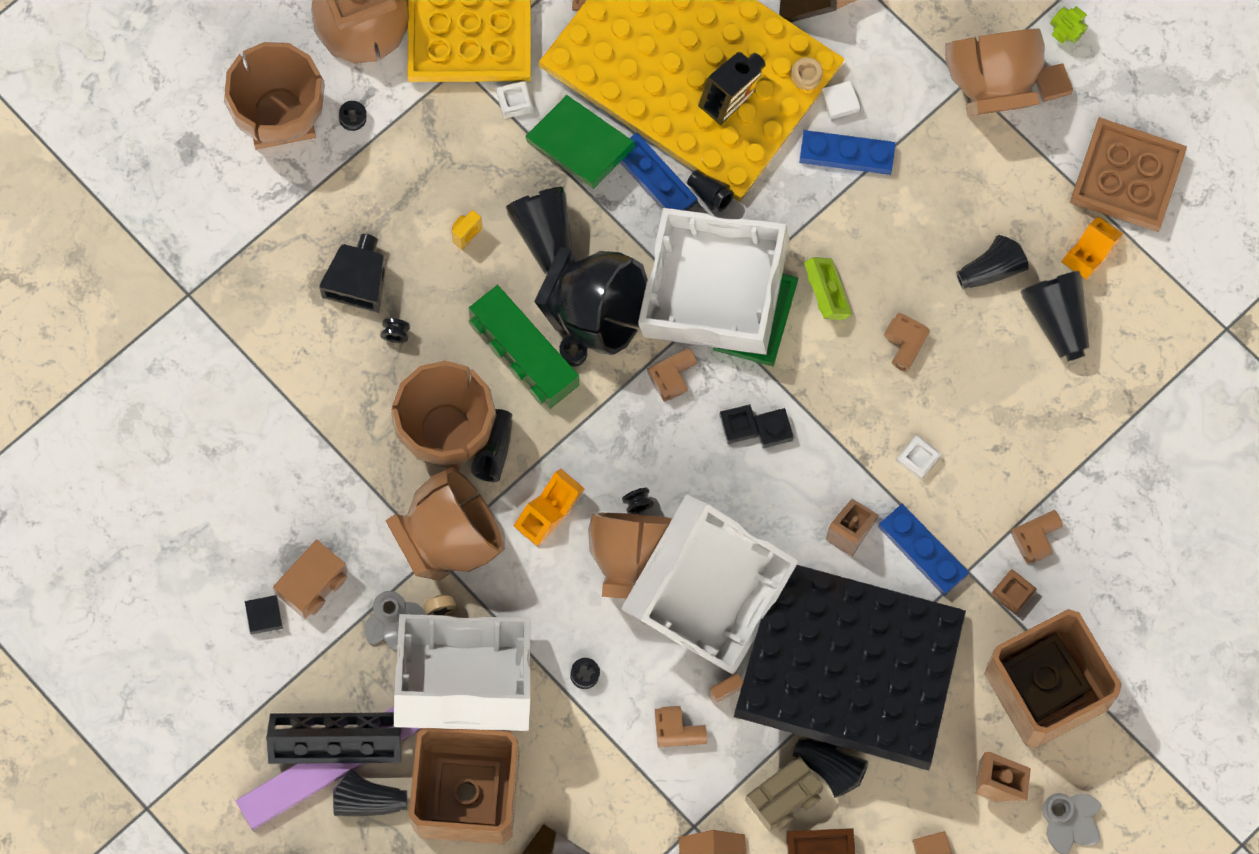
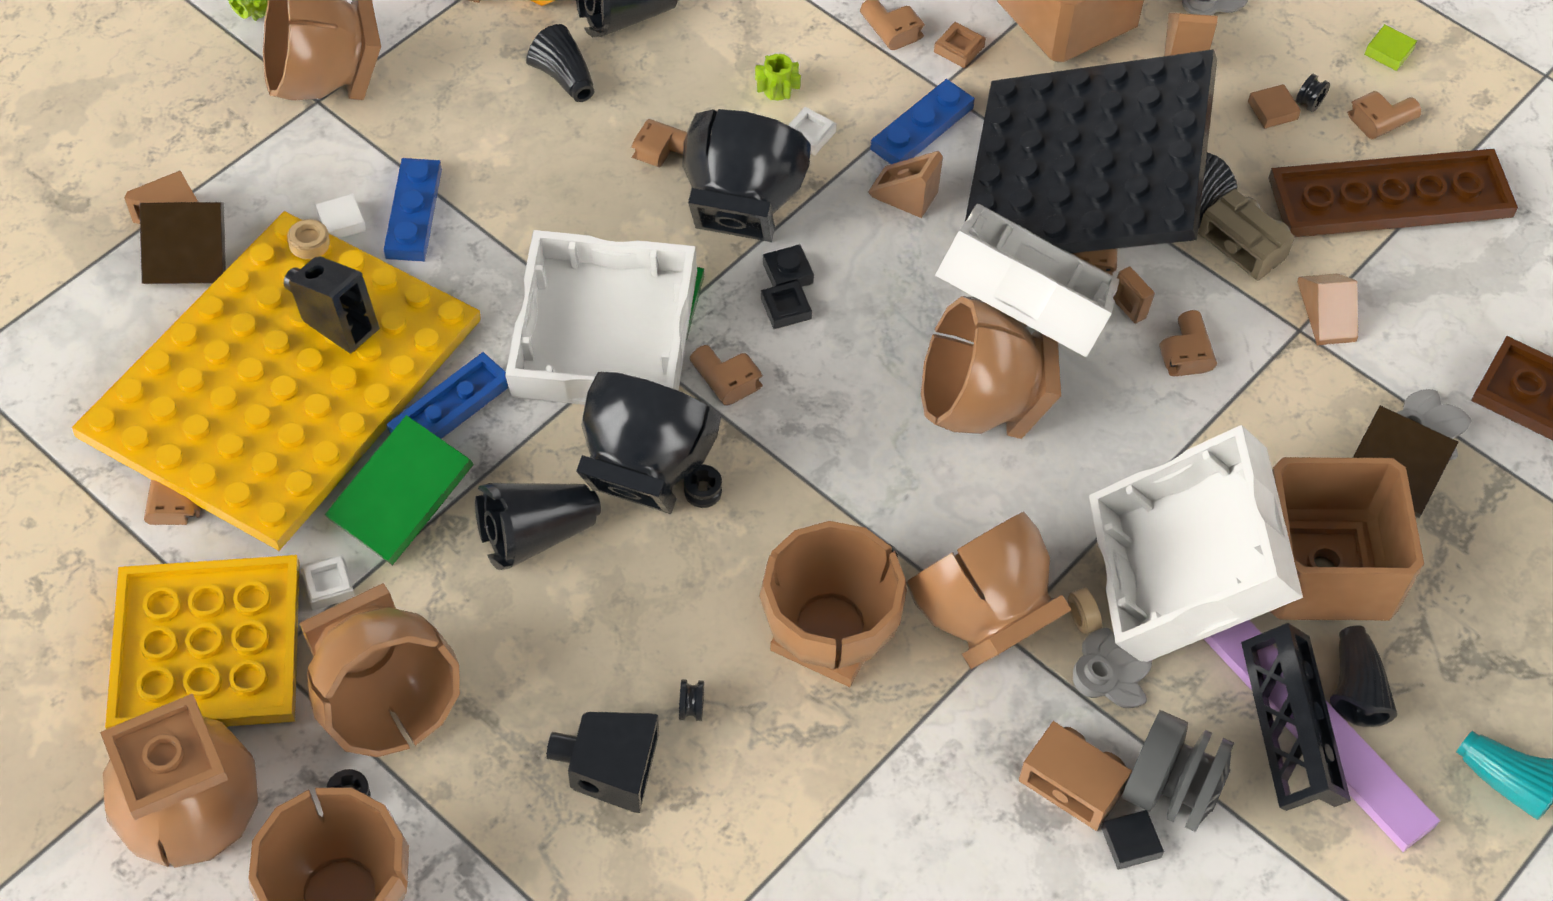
camera: 95 degrees left, 15 degrees down
(295, 645) = (1178, 771): none -> dark grey wheel
(421, 113) = (377, 663): none -> medium nougat plate
(466, 228) = (533, 620): yellow plate -> none
(523, 347) = (704, 539): green brick -> none
(549, 508) = (935, 505): light orange slope -> none
(593, 677) = (1133, 456): black bush -> none
(638, 500) = (905, 398): black bush -> none
(711, 191) = (470, 340): black cone -> none
(827, 288) = (619, 212): lime plate -> none
(832, 388) = (742, 171): none -> black plate
(971, 423) = (777, 77): none -> lime gear

